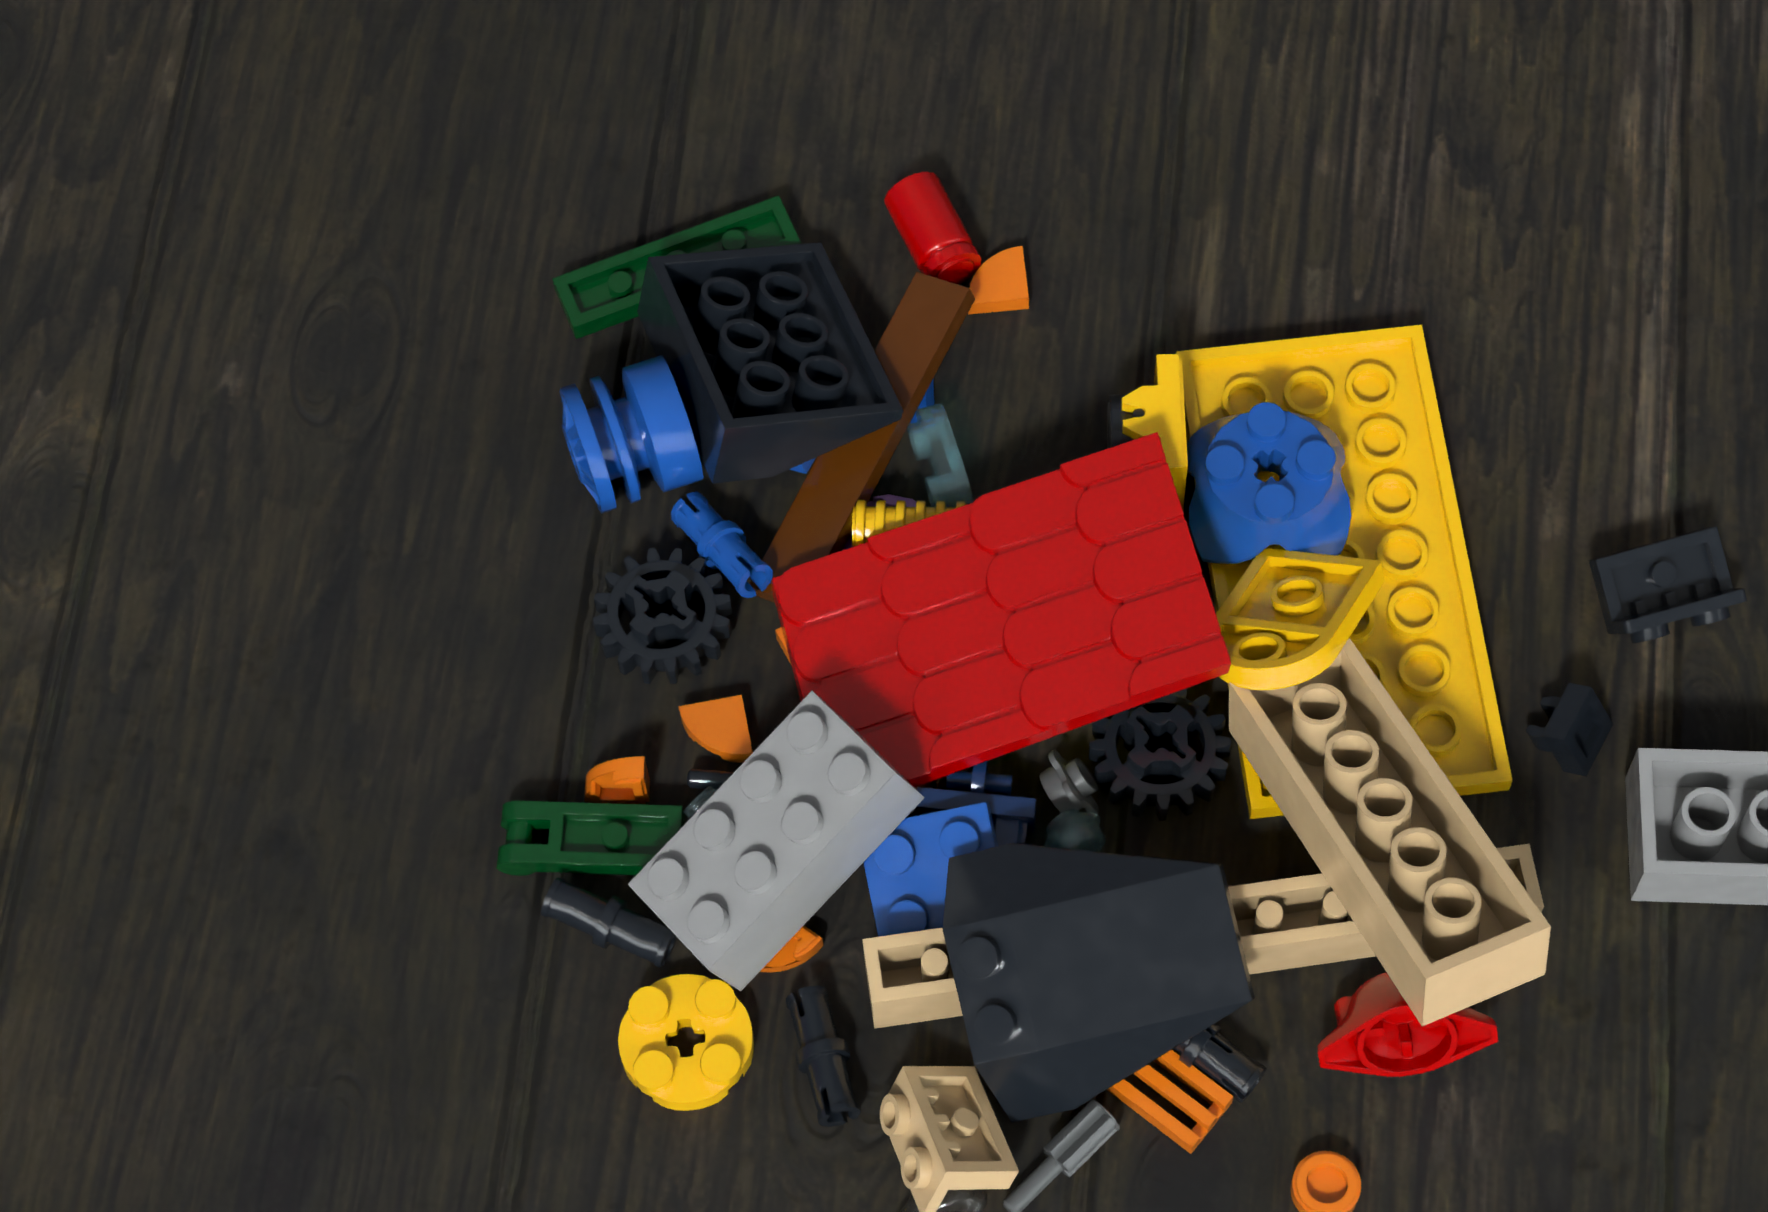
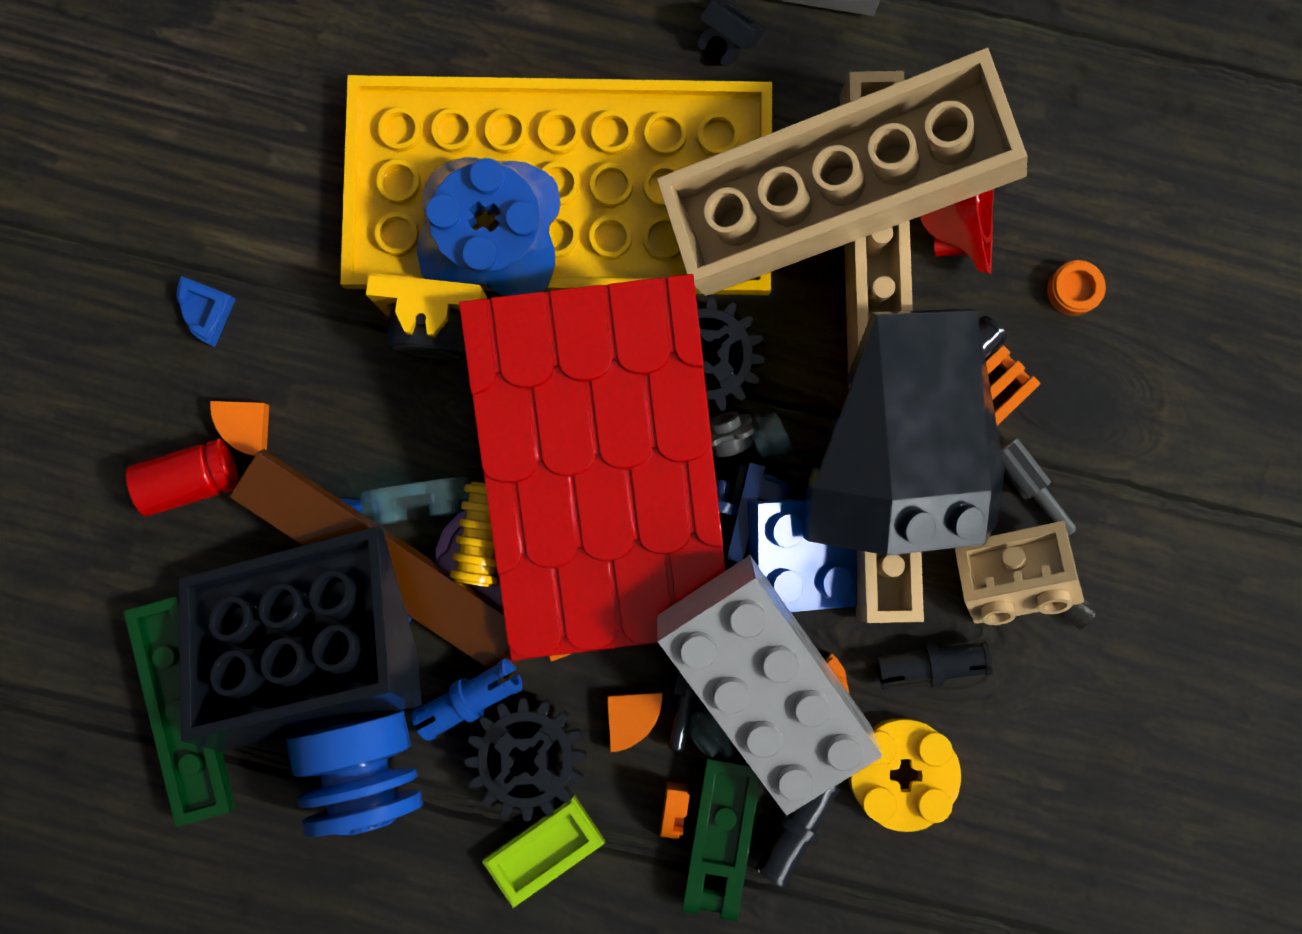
camera: 90 degrees left, 20 degrees up
(558, 655) = (543, 851): none -> lime tile
(1125, 227) = (203, 309): none -> blue tile
(1294, 614) = (625, 217): yellow tile -> none

